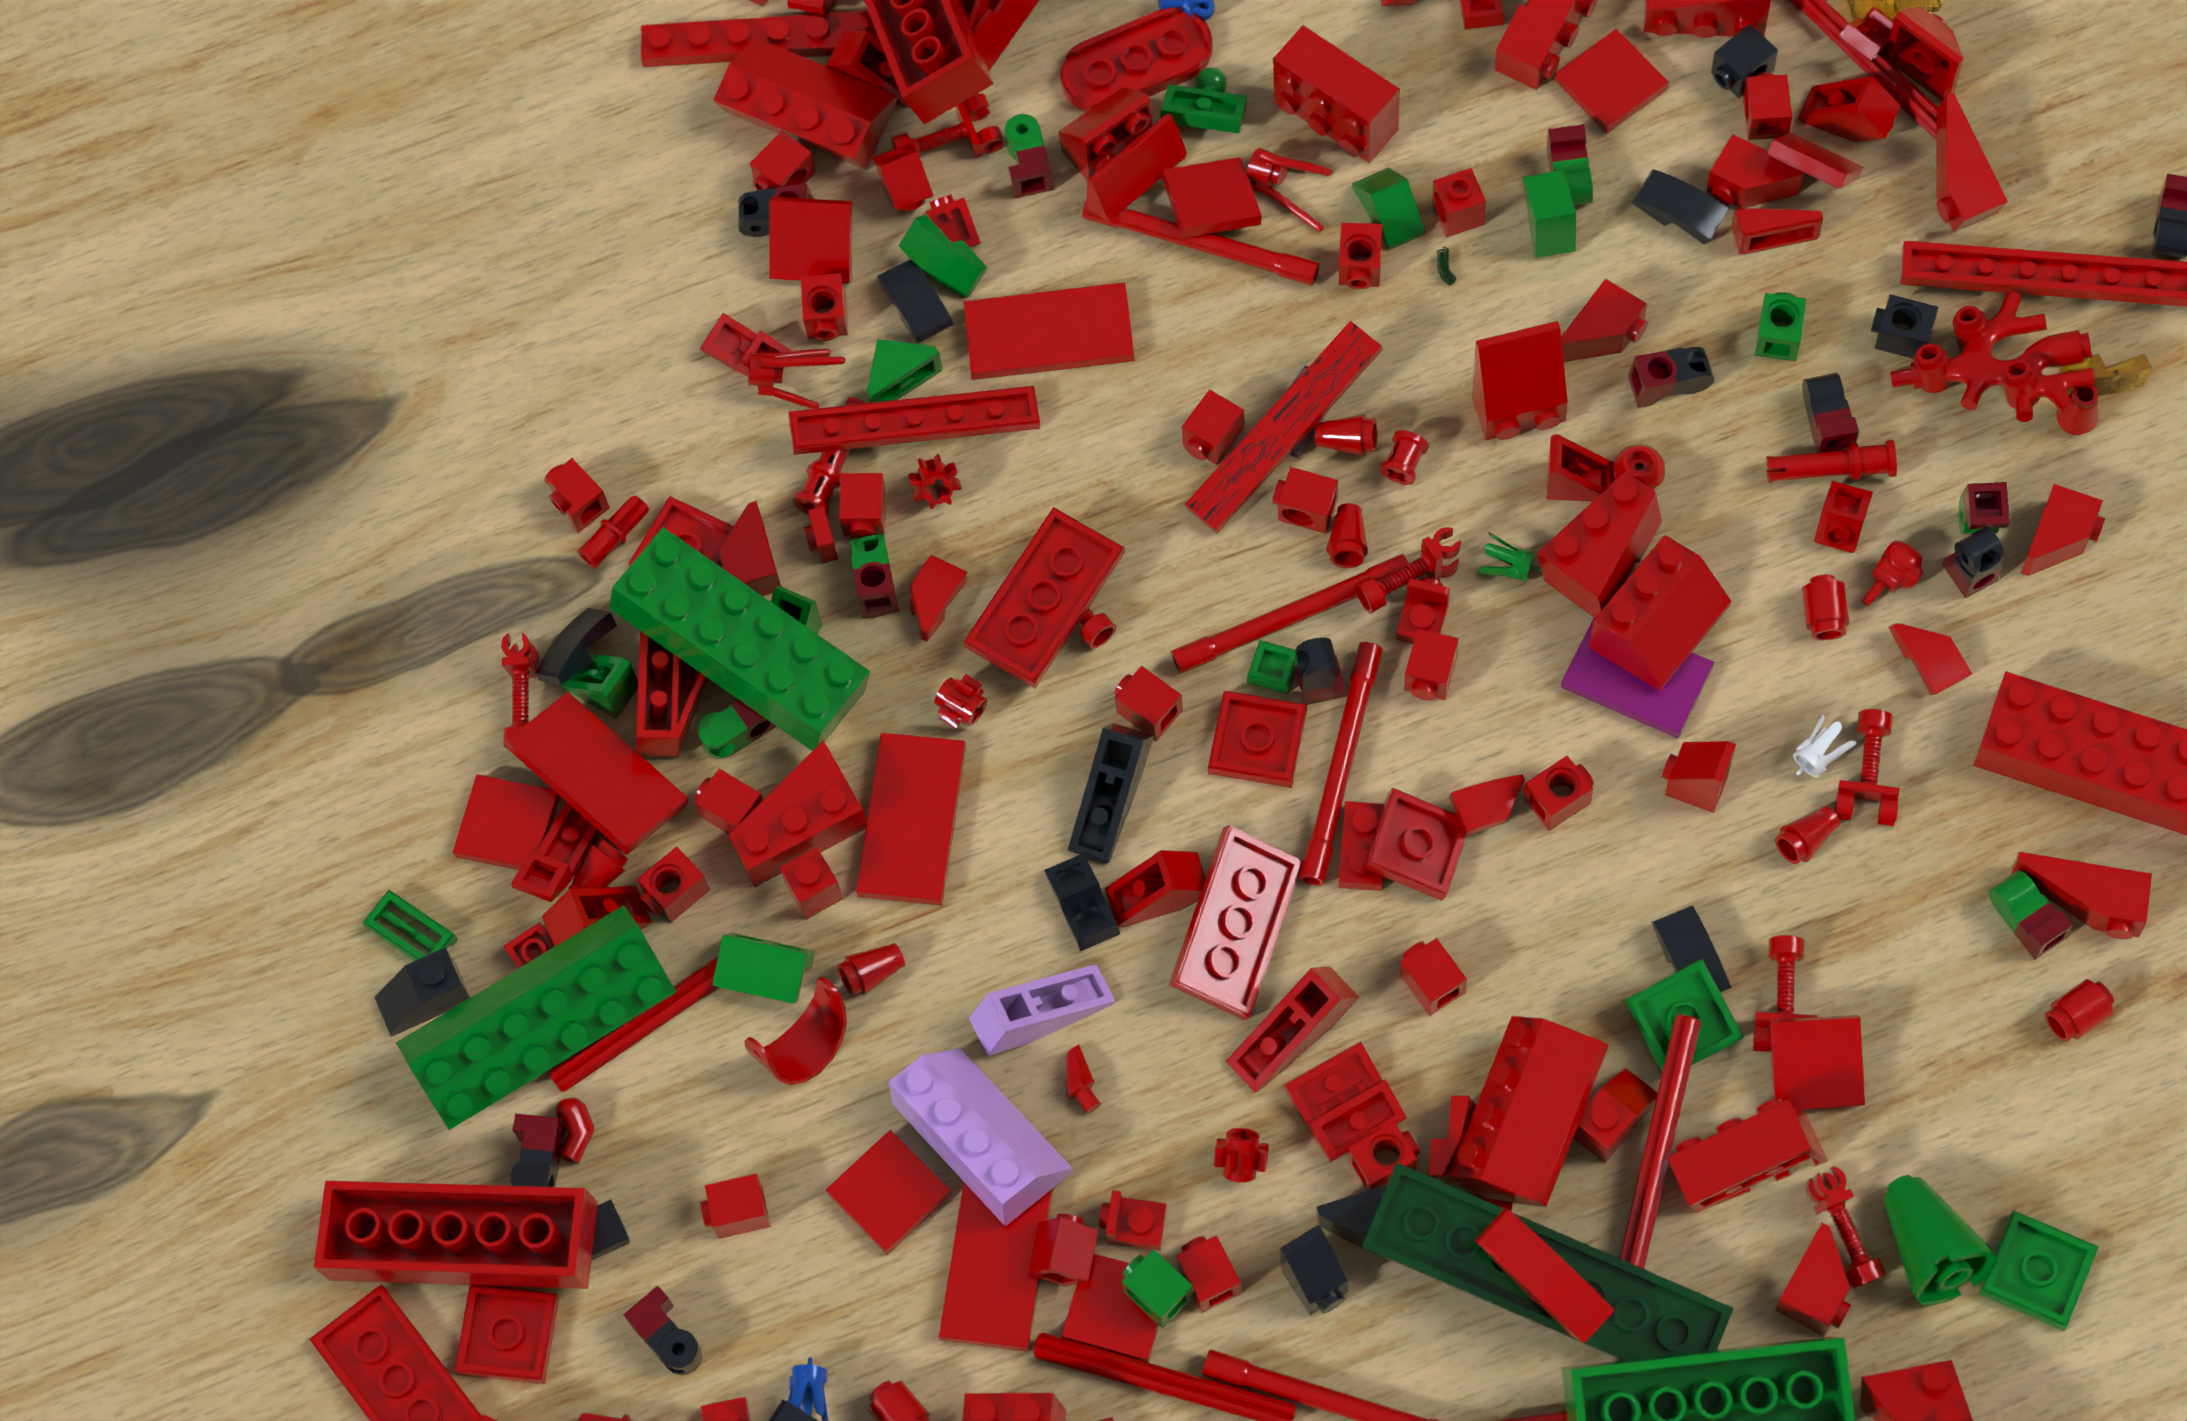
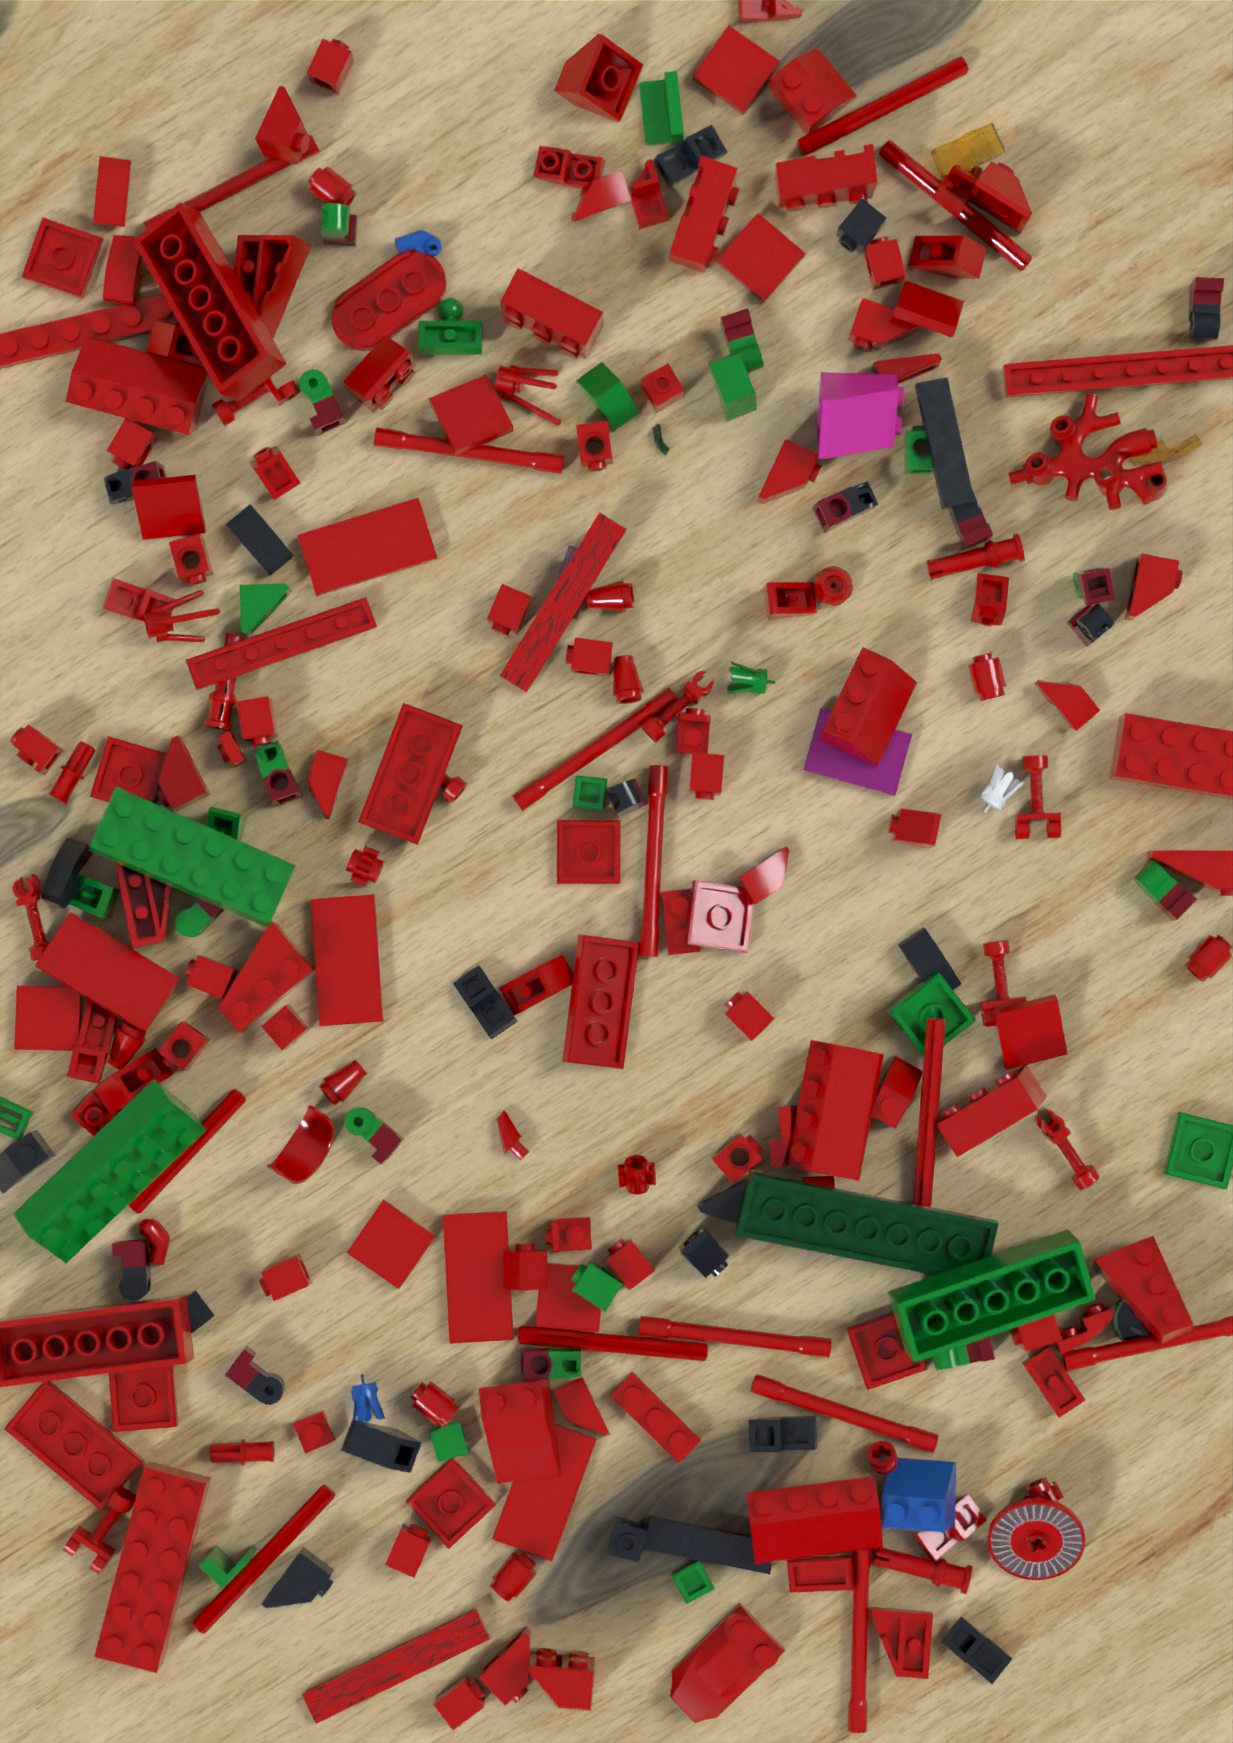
camera: 20 degrees left, 20 degrees up
(761, 967) = (264, 1096): green panel -> none
(890, 1028) = (366, 1124): none -> leg
(903, 177) = (228, 439): red brick -> none
(944, 484) = (308, 691): red gear -> none
(946, 261) = (282, 508): green slope -> none
(978, 1132) = (448, 1192): lavender slope -> none
(1038, 1008) = (473, 1090): lavender slope -> none
(1076, 1386) = (550, 1363): none -> leg
(1109, 791) = (489, 915): black slope -> none
(1135, 169) = (409, 402): red slope -> none
(1147, 702) = (502, 840): red brick -> none
(1292, 1026) = (655, 1072): red slope -> none
(1344, 1100) = (701, 1118): red slope -> none
(1404, 457) = (657, 608): red bush -> none
(1520, 381) = (736, 543): red slope -> none
(1544, 1276) = (867, 1236): red slope -> none
(1554, 809) = (803, 863): red brick -> none
(1602, 544) = (817, 659): red wedge -> none
(1678, 202) = (827, 356): black slope -> none
(1705, 260) = (857, 413): none -> dark pink slope
(1804, 836) = (998, 858): red cone -> none
(1811, 312) = (944, 443): none -> black tile
(1817, 1286) = (1053, 1193): red slope -> none
(1896, 568) = (1033, 635): red piece -> none
(1915, 314) = (1028, 434): black brick -> none
(1934, 1242) = (1128, 1147): green cone -> none
(1964, 178) = (1041, 301): red slope -> none

